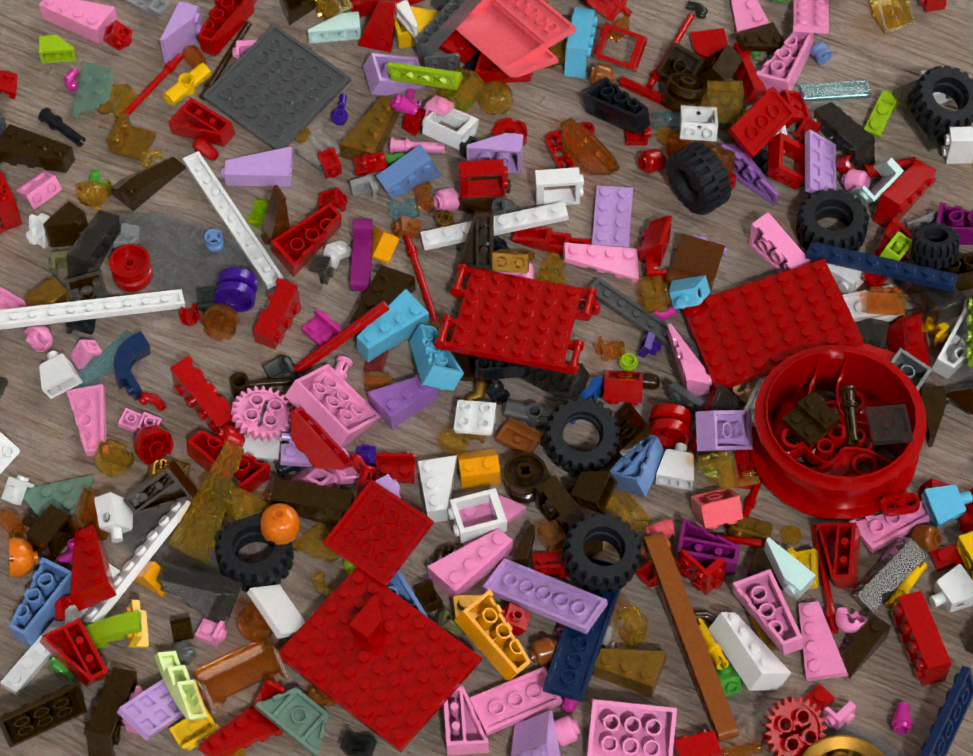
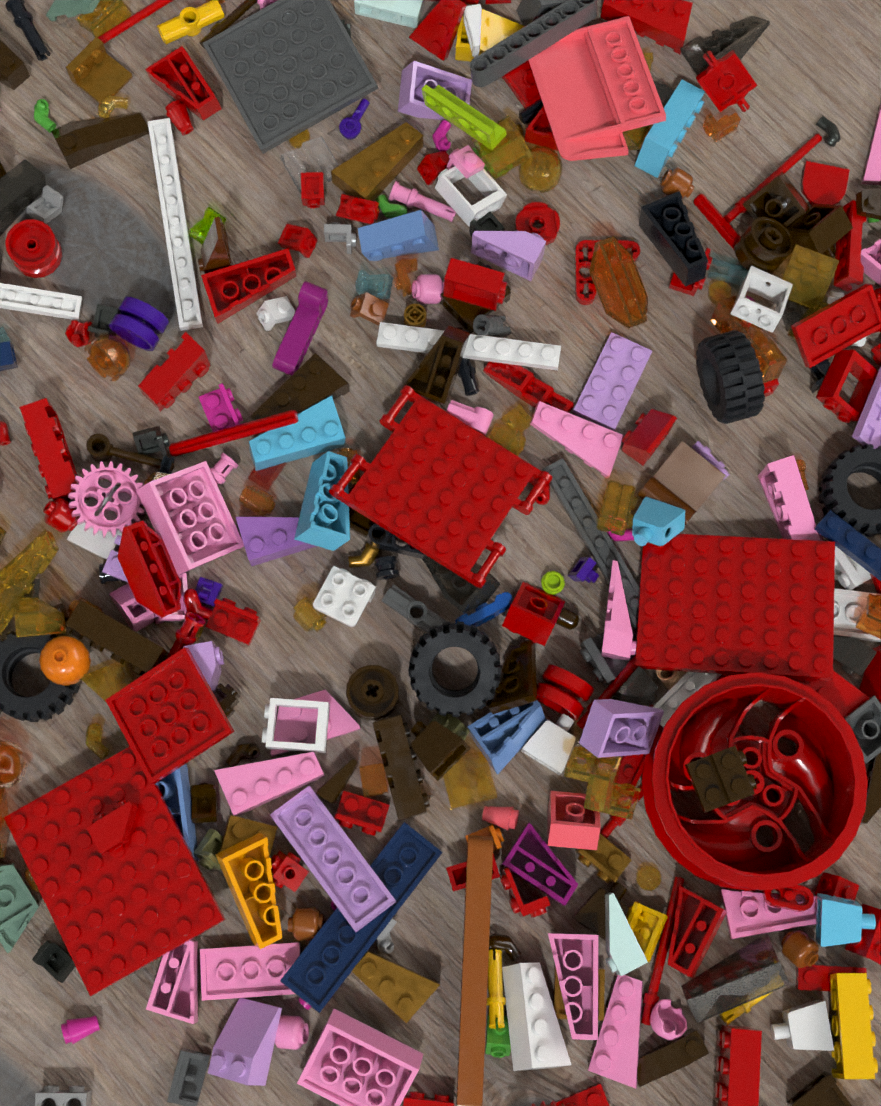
camera: 15 degrees right, 20 degrees up
(93, 193) = (28, 131): clear yellow cylinder -> none
(205, 449) = (65, 567): red wedge -> none
(216, 236) = (145, 239): medium blue wheel -> none
(260, 169) = (232, 168): lavender slope -> none
(277, 610) = (30, 758): white tile -> none
(323, 266) = (249, 327): clear smoke bracket -> none
(383, 244) = (333, 320): light orange slope -> none
(402, 104) = (423, 145): dark pink cone -> none
(412, 253) = (362, 343): red bar -> none
(437, 485) = (269, 664): white wedge -> none
(442, 61) = (493, 103): dark grey bracket -> none
(479, 468) = (327, 655): light orange slope -> none
(512, 260) = (469, 403): pearl gold bracket -> none
(519, 436) = (388, 635): dark orange plate -> none
(558, 177) = (563, 321): white window -> none
(608, 530) = (437, 861): black tyre -> none
(609, 351) = (540, 561): clear orange bracket -> none
(632, 626) = (414, 931): clear yellow brick -> none
(636, 54) = (730, 170): red window -> none
(651, 161) = (688, 323): red head -> none
(651, 268) = (629, 469): red bracket -> none
(743, 540) = (580, 866): red bar -> none
(751, 176) = (797, 385): medium lavender wedge -> none
(849, 406) = (773, 779): dark brown pin -> none
(889, 424) = (810, 822): clear smoke plate -> none

